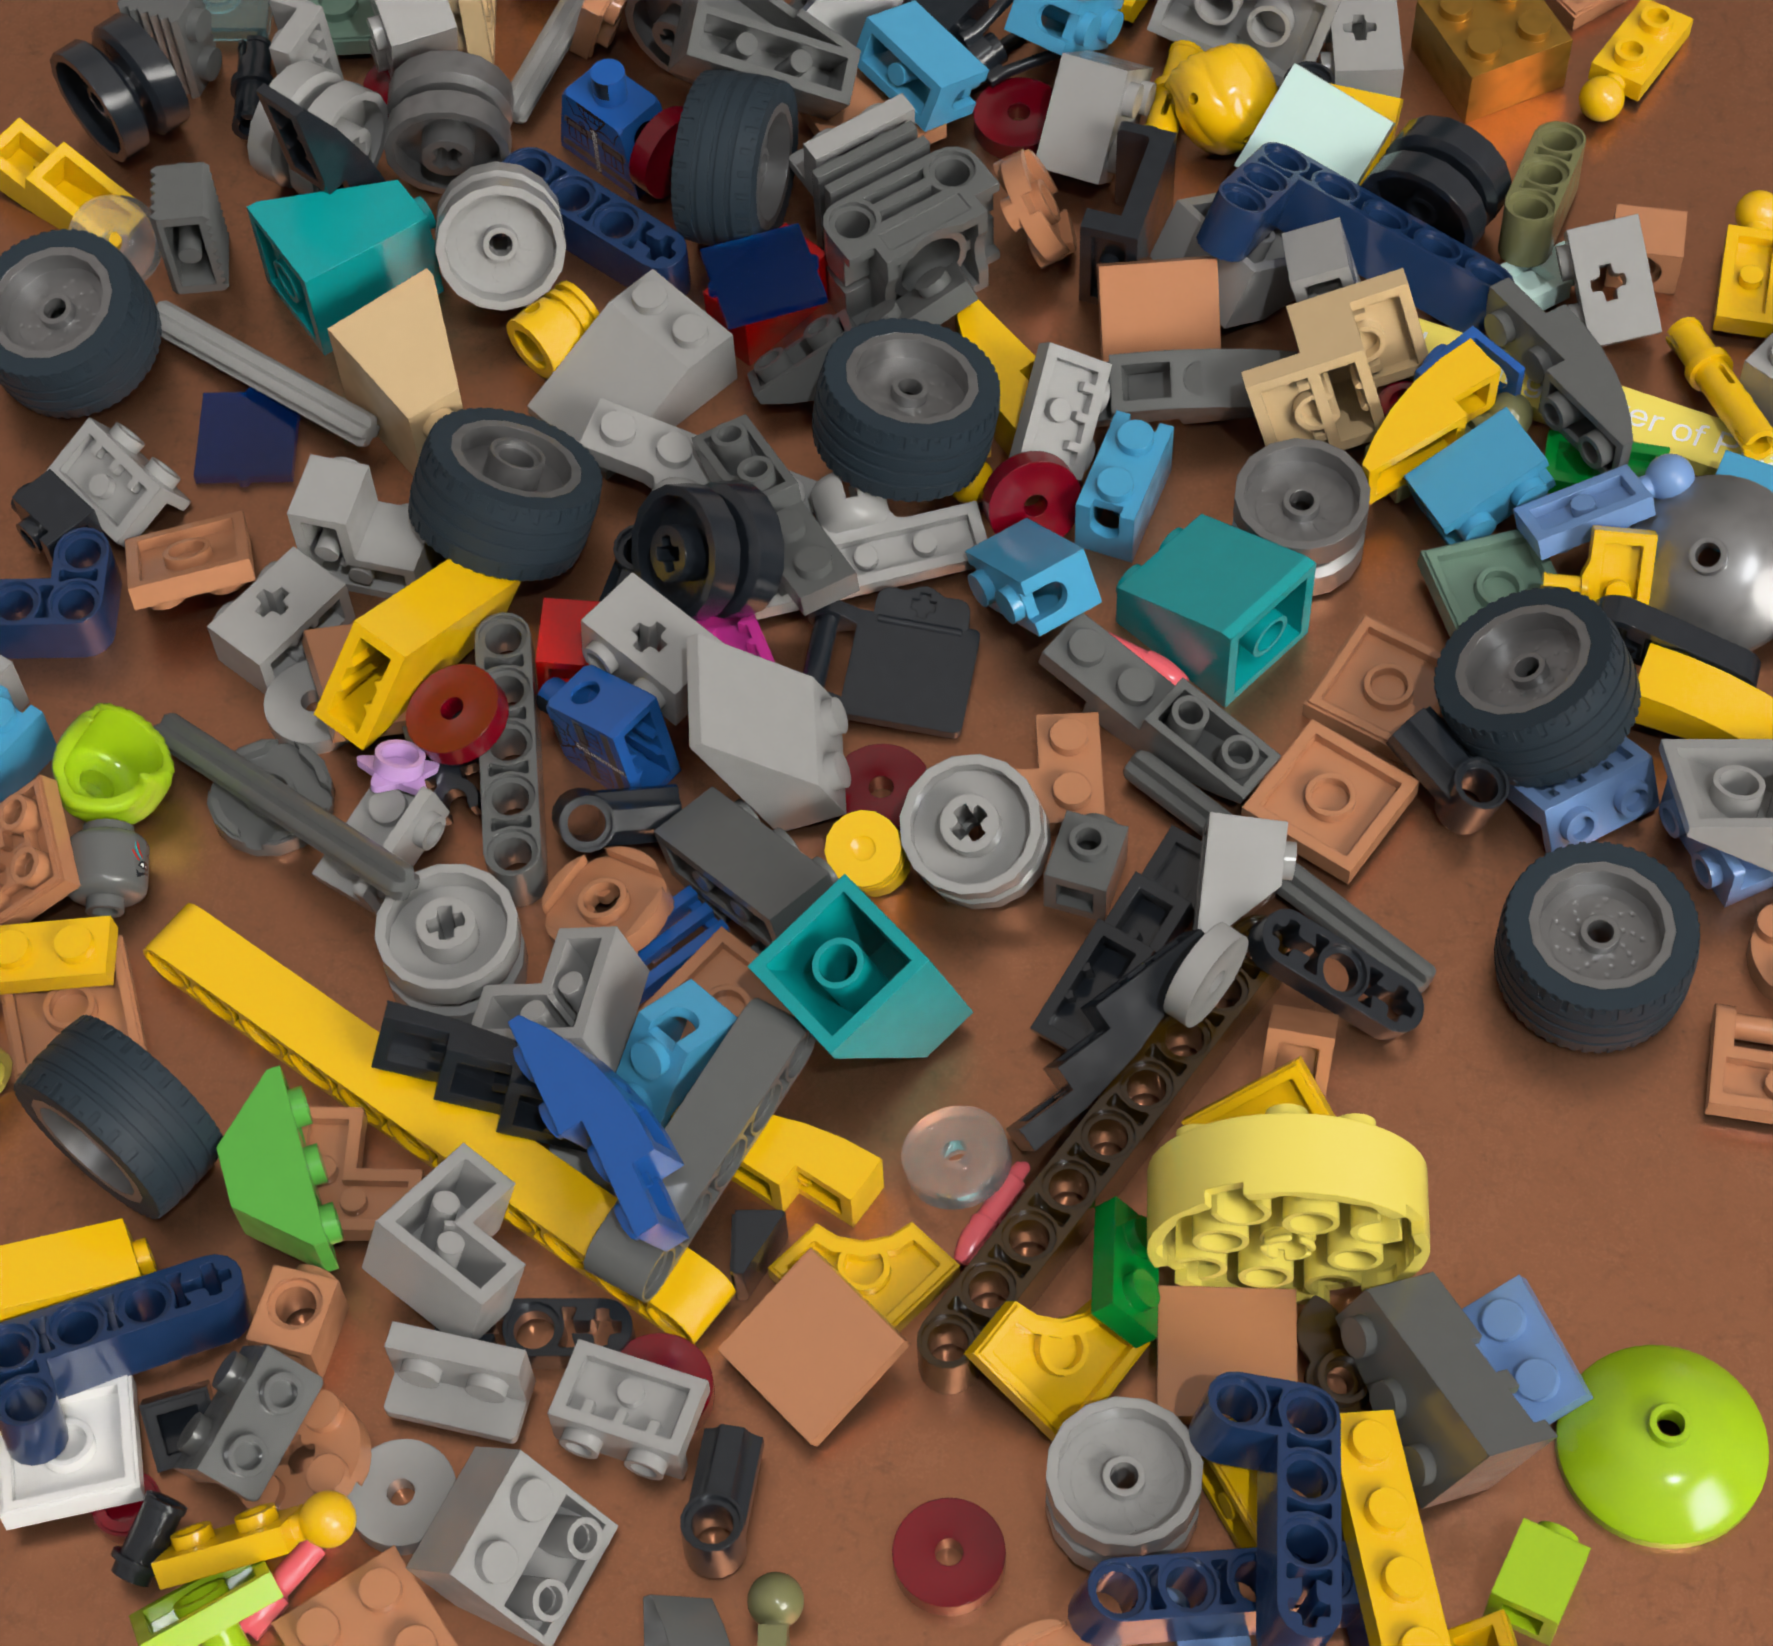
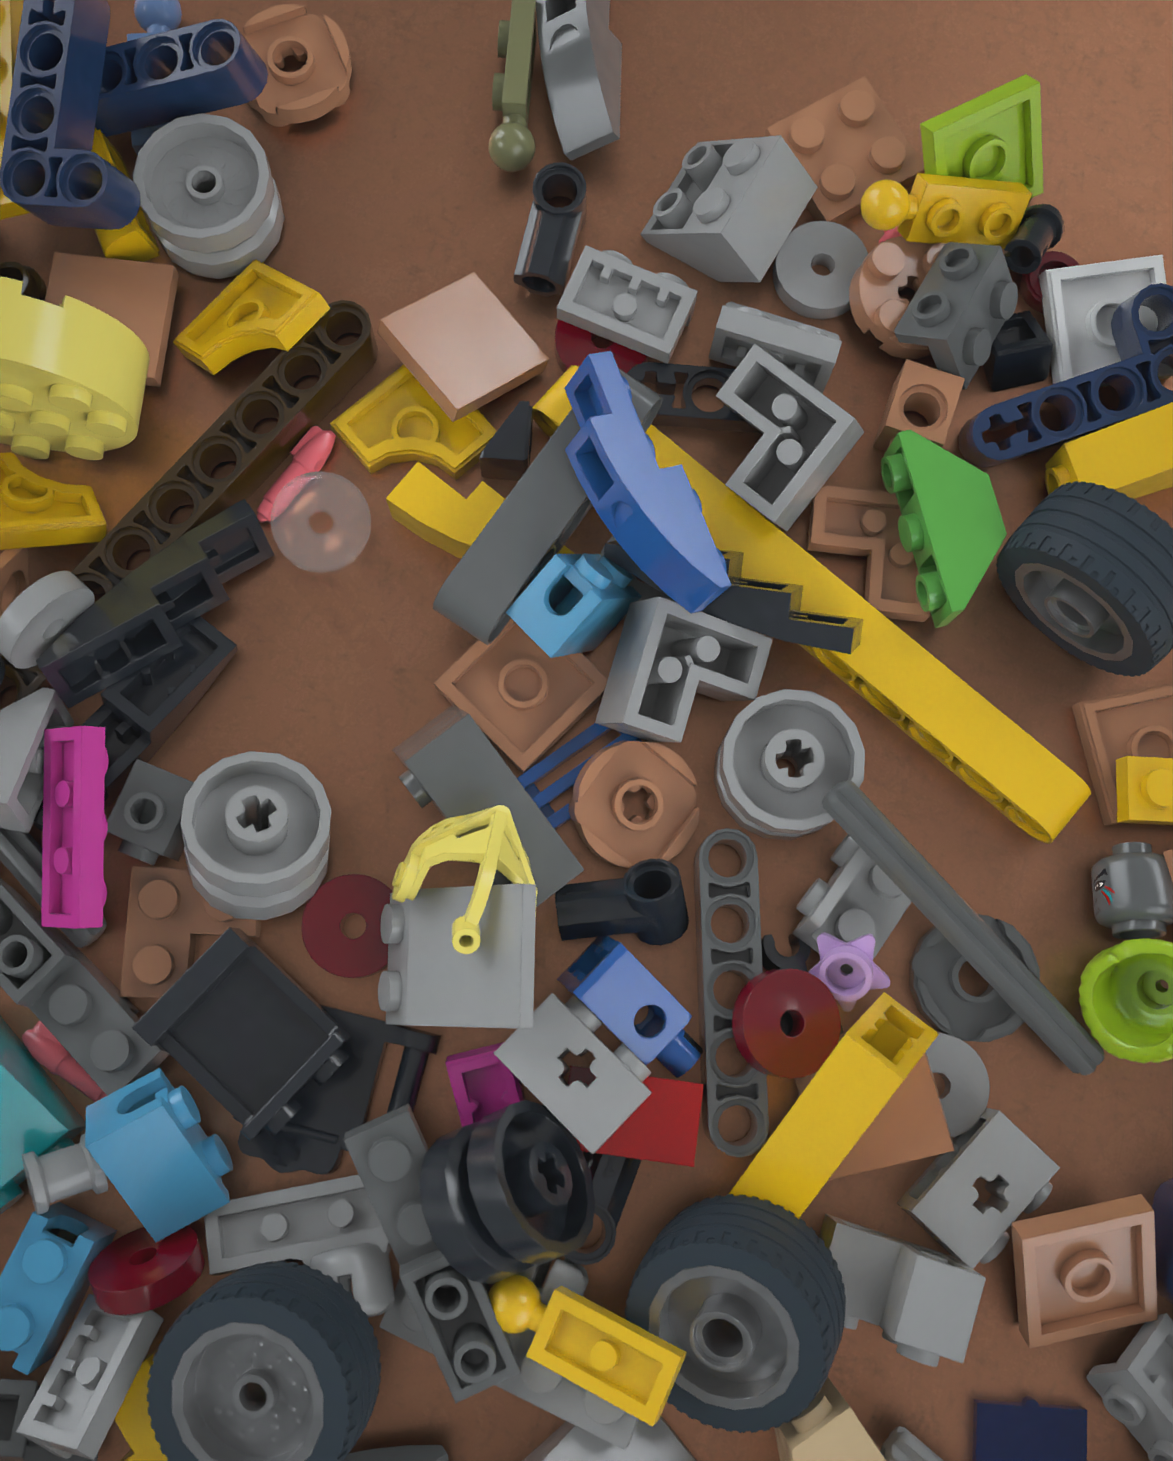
camera: 175 degrees right, 20 degrees up
(623, 448) = (591, 1346): none -> yellow plate
(794, 797) = (487, 840): none -> light yellow helmet
(859, 980) = (386, 655): teal slope -> none
(868, 852) = (370, 830): yellow piece -> none
(951, 1588) = (361, 160): dark red piece -> none
(965, 679) = (246, 1033): none -> black panel
(1114, 550) = (62, 1175): none -> light grey bush
(1123, 1277) = (181, 364): green plate -> none
(1154, 821) = (74, 827): none -> dark pink plate

